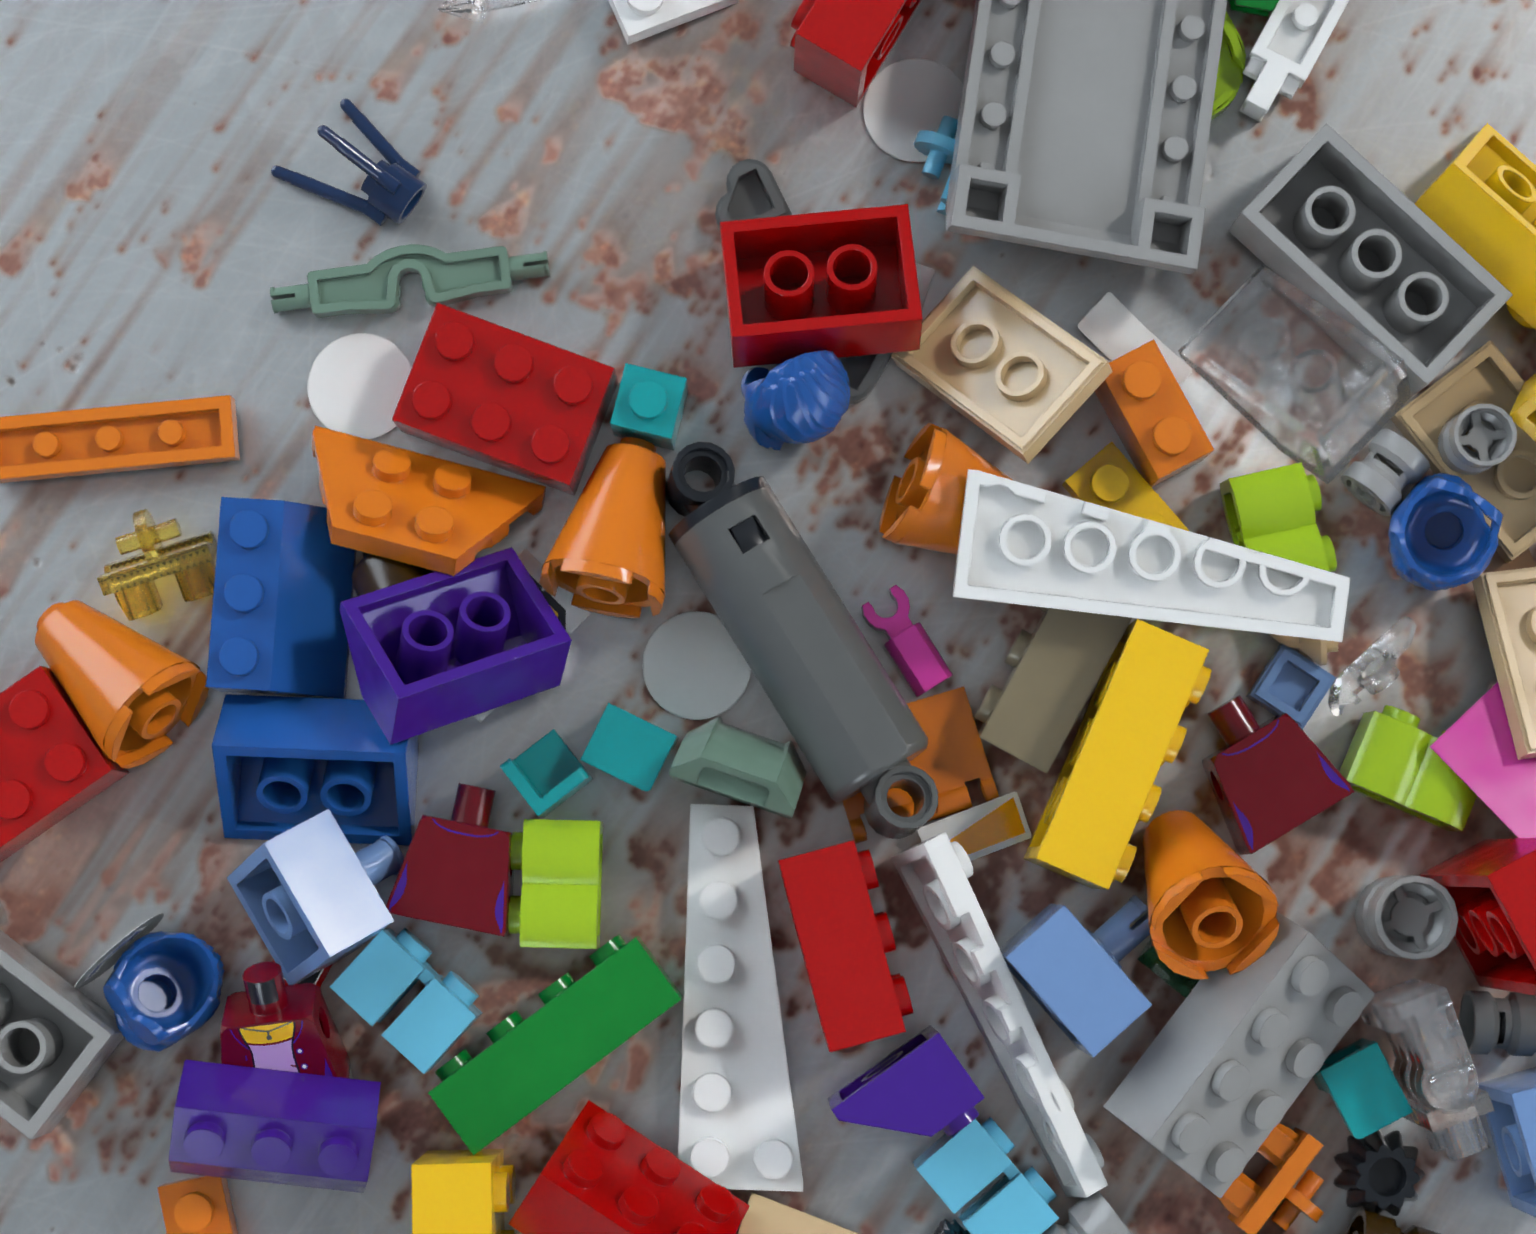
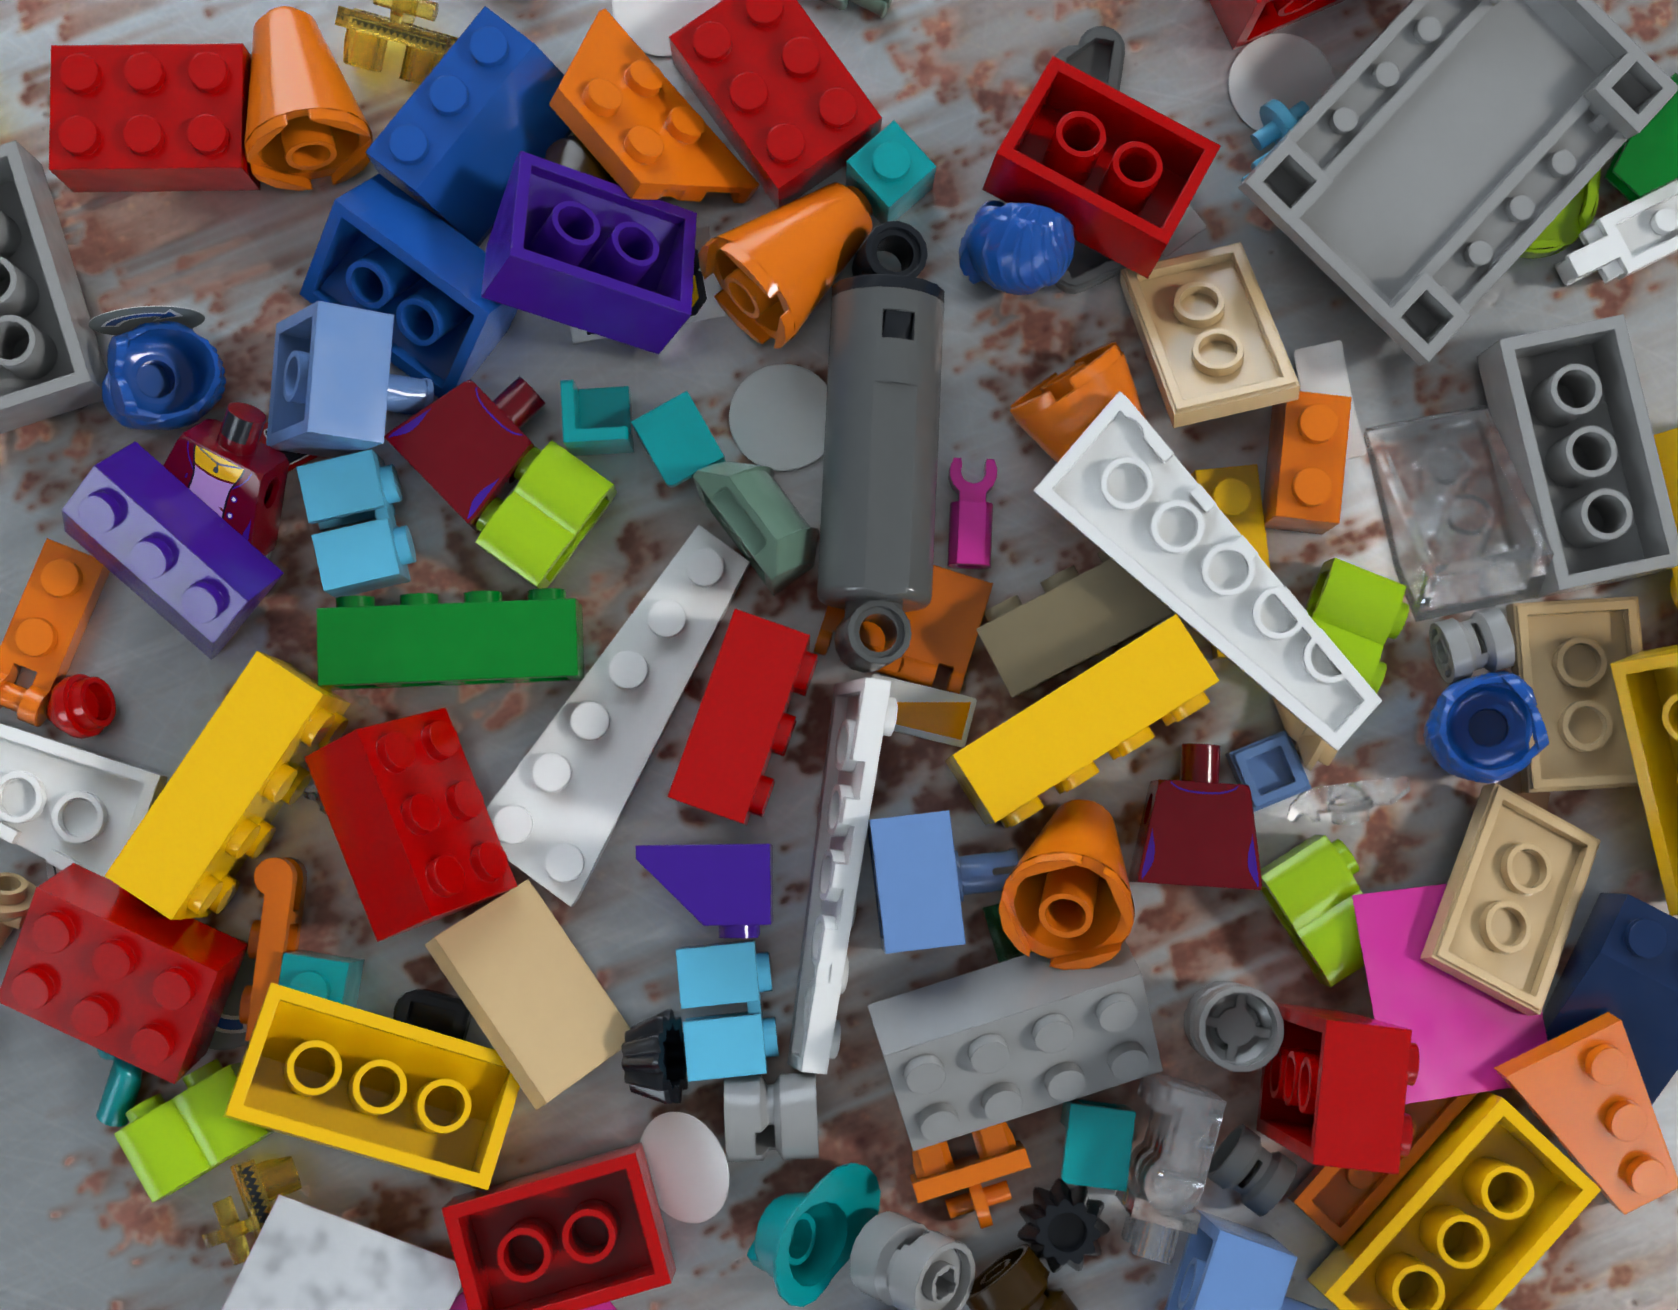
camera: 30 degrees right, 0 degrees up
(1489, 433) = (1583, 668): light grey wheel -> none

